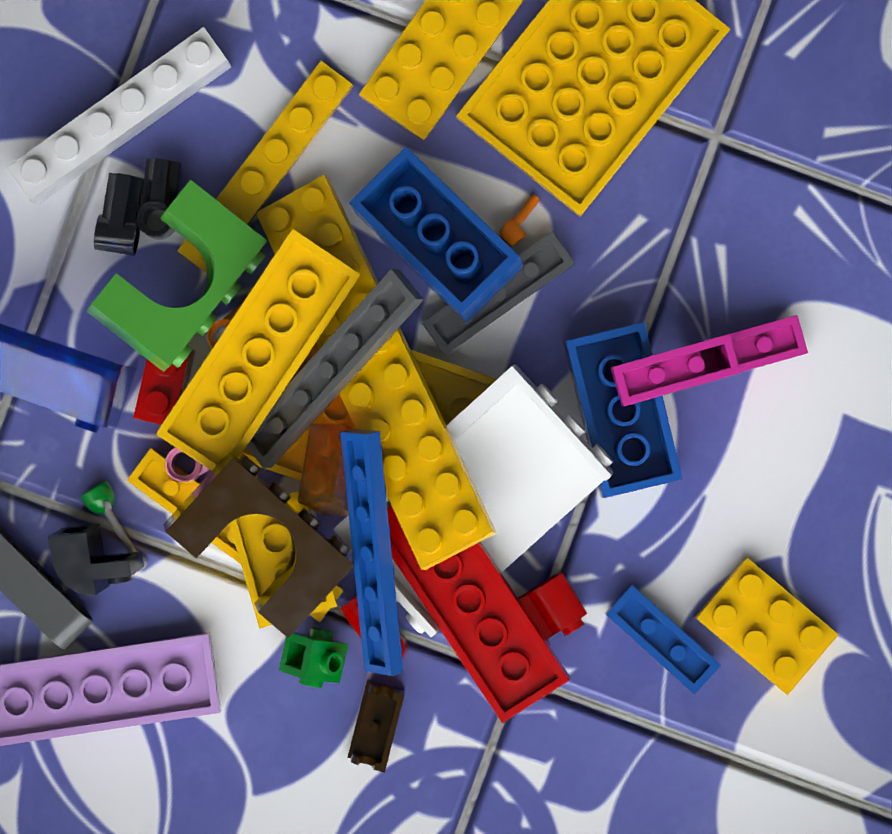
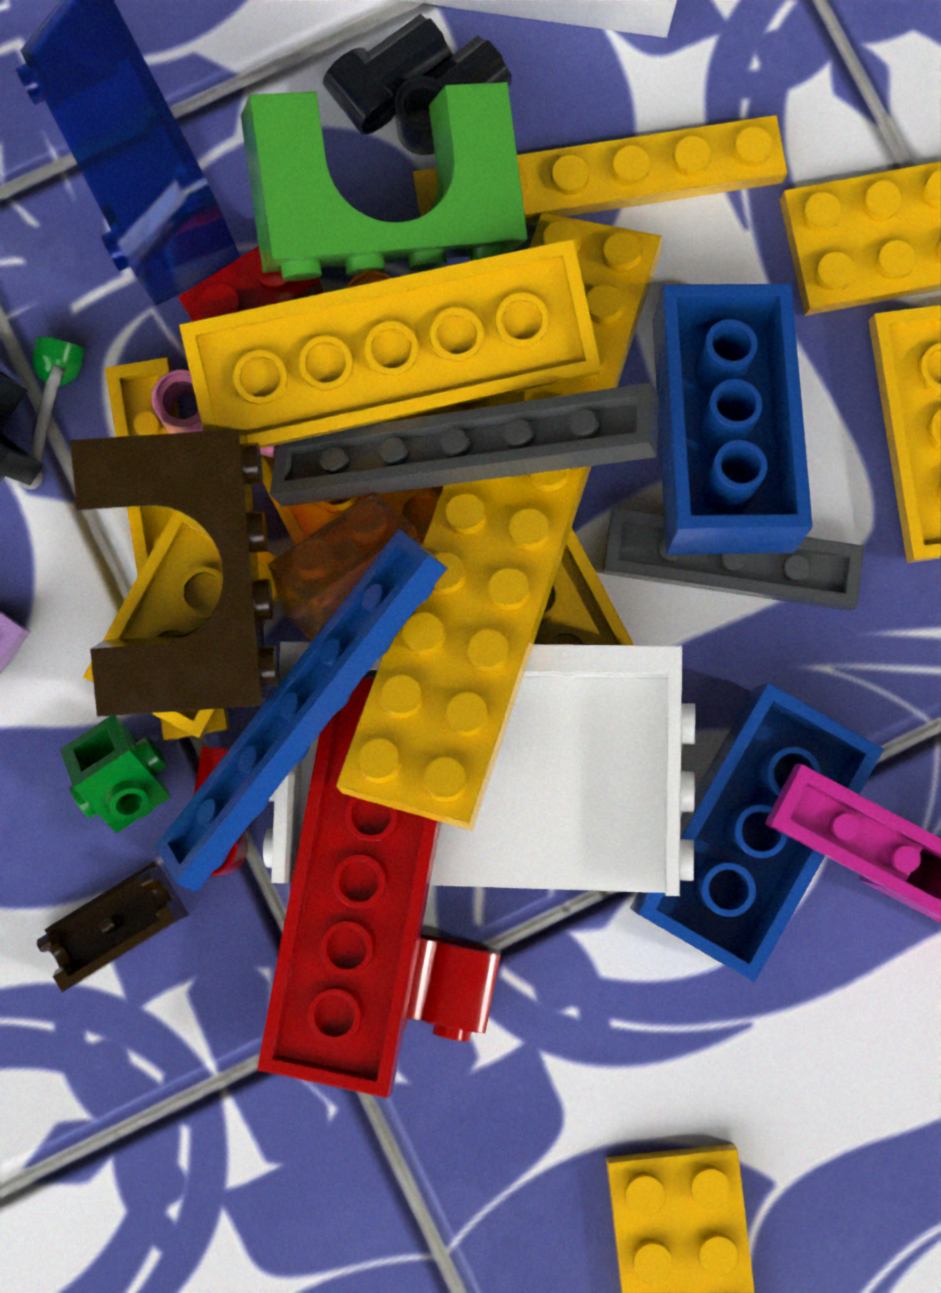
camera: 40 degrees right, 5 degrees down
(511, 232) = (823, 499): orange hand -> none
(662, 639) = (545, 1151): blue plate -> none

